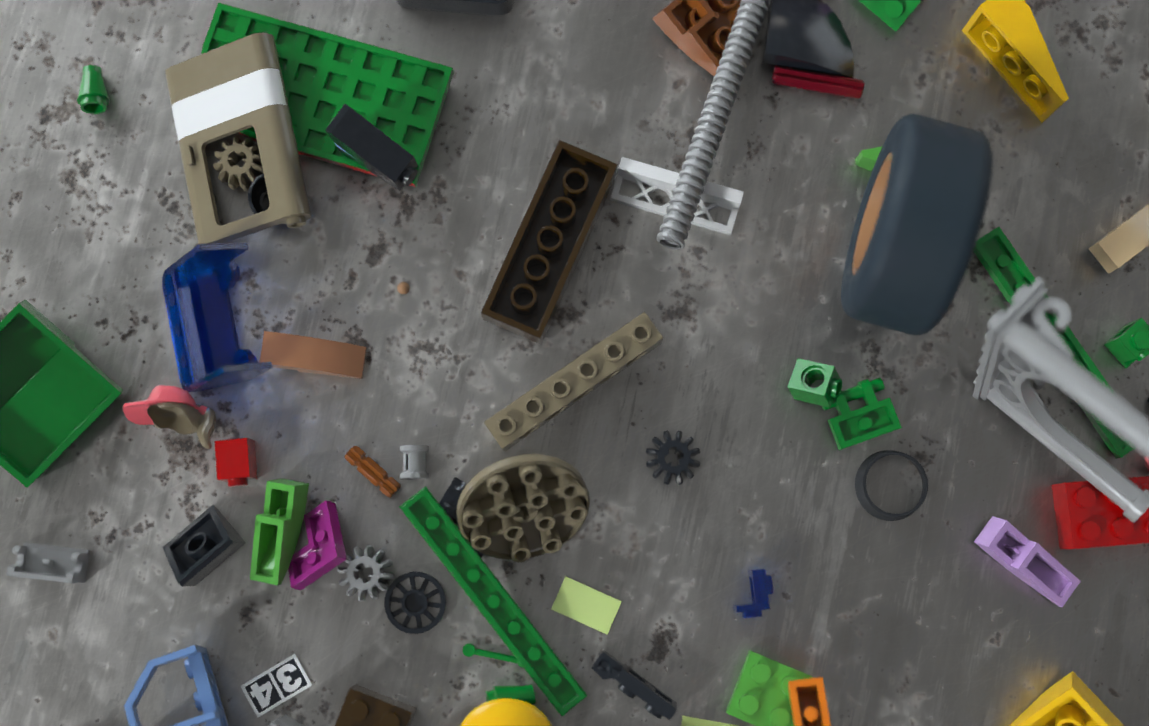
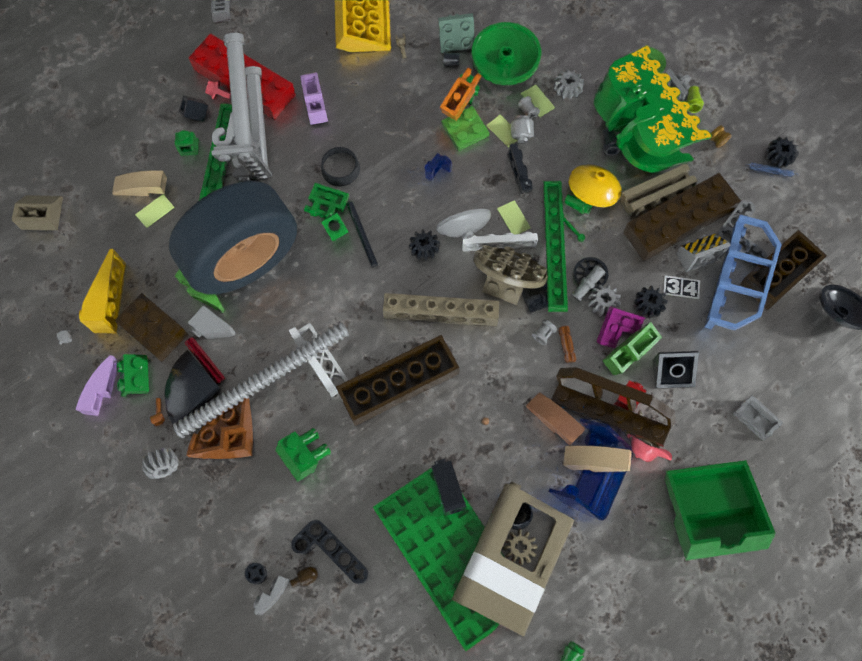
camera: 140 degrees left, 10 degrees down
(218, 338) = (597, 458): none -> tan slope
(242, 412) = (611, 414): none -> dark brown plate
(290, 626) = (651, 295): none -> black gear
(405, 579) = (588, 283): none -> light grey pin
(586, 537) = (515, 241): none -> white plate
(590, 53) = (297, 456): none -> green brick
(635, 520) = (464, 223): none -> light grey dish
(773, 409) = (362, 235): none -> black bar
(854, 126) = (209, 325): none -> light grey slope
(922, 63) = (151, 327): none -> dark brown brick
(1078, 219) = (154, 211): none -> yellowish green sticker

